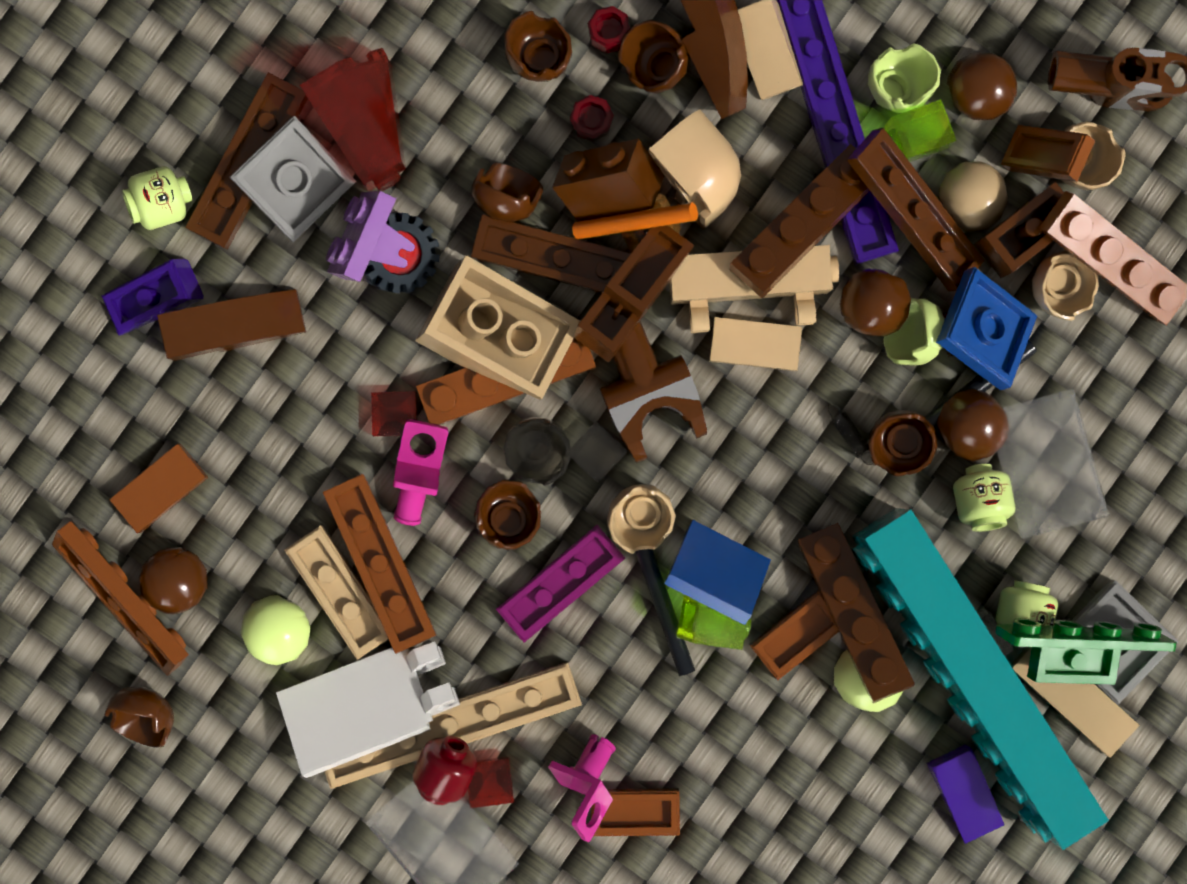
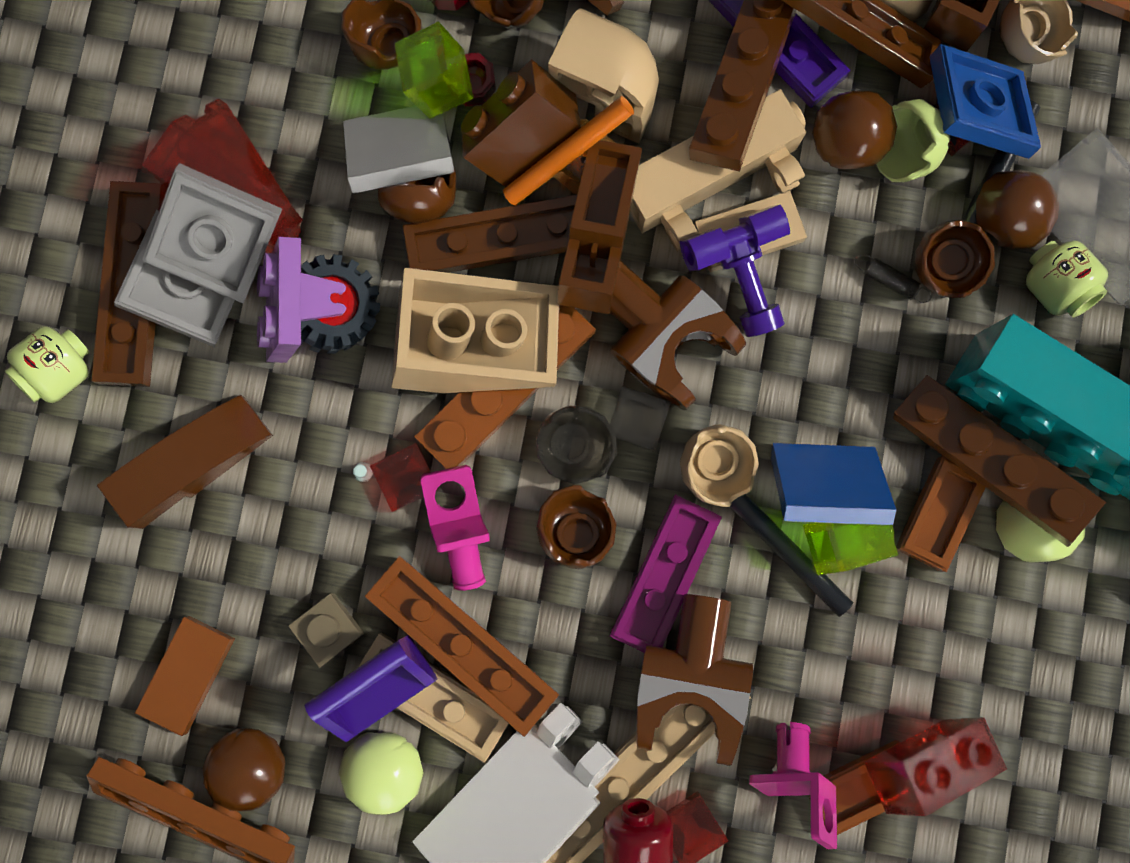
camera: 20 degrees left, 5 degrees down
(152, 293) = (96, 454): dark purple slope -> none
(281, 503) = (326, 630): none -> dark tan plate
(298, 566) = (372, 690): none -> dark purple tile
(329, 159) = (211, 233): none -> light grey tile
(363, 393) = (362, 472): none -> light aqua piece
(506, 149) = (395, 148): none -> light grey tile
(545, 668) = (696, 676): none -> reddish brown connector
(561, 103) = (433, 70): none -> clear neon green brick
(692, 818) = (935, 766): none -> clear red brick
(735, 358) = (738, 250): none -> dark purple bar

